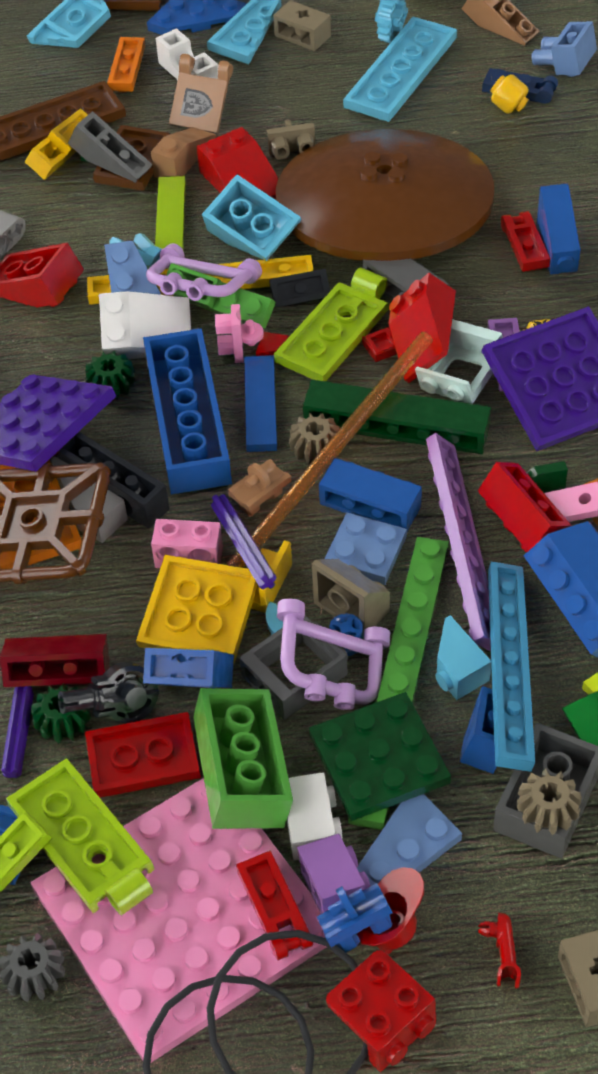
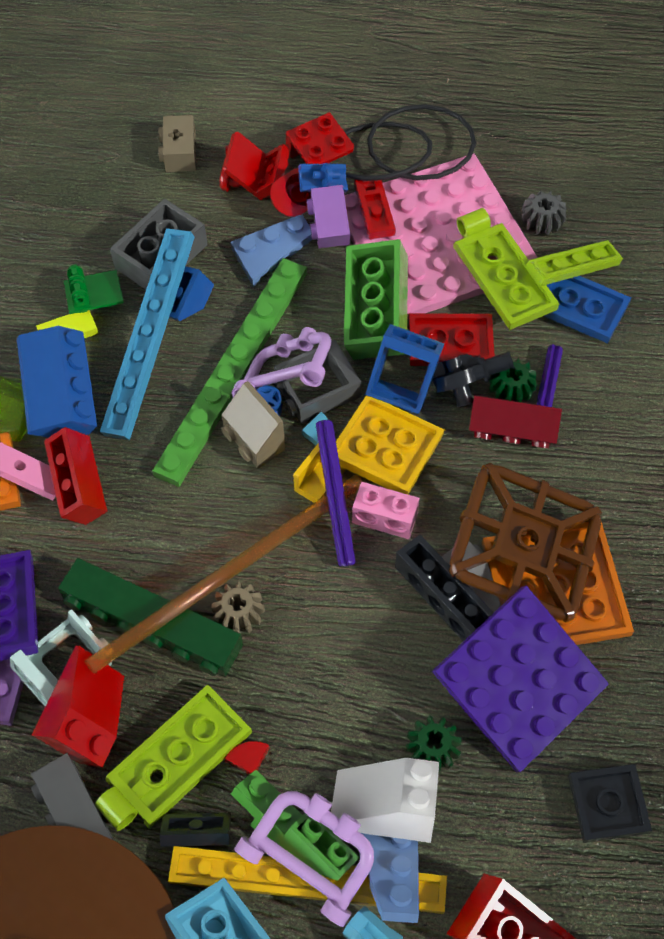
camera: 170 degrees left, 10 degrees up
(187, 411) = (359, 667): blue brick -> none
(247, 333) = (285, 757): bright pink hips -> none
(260, 404) = (279, 679): blue tile -> none
(260, 484) = (305, 557): medium nougat hips -> none
(311, 811) = (331, 269): white brick -> none
(368, 546) = (225, 486): medium blue plate -> none
(370, 494) = (202, 528): blue brick -> none
(379, 756) = (272, 293): dark green plate -> none
(380, 344) = (131, 730): red tile -> none
(460, 661) = (185, 359): medium azure slope -> none
(462, 536) = (137, 476): medium lavender plate -> none
(463, 949) = (253, 167): none -> red bracket
(549, 476) = (42, 513): dark green tile -> none
(562, 803) = (167, 207): dark tan gear -> none

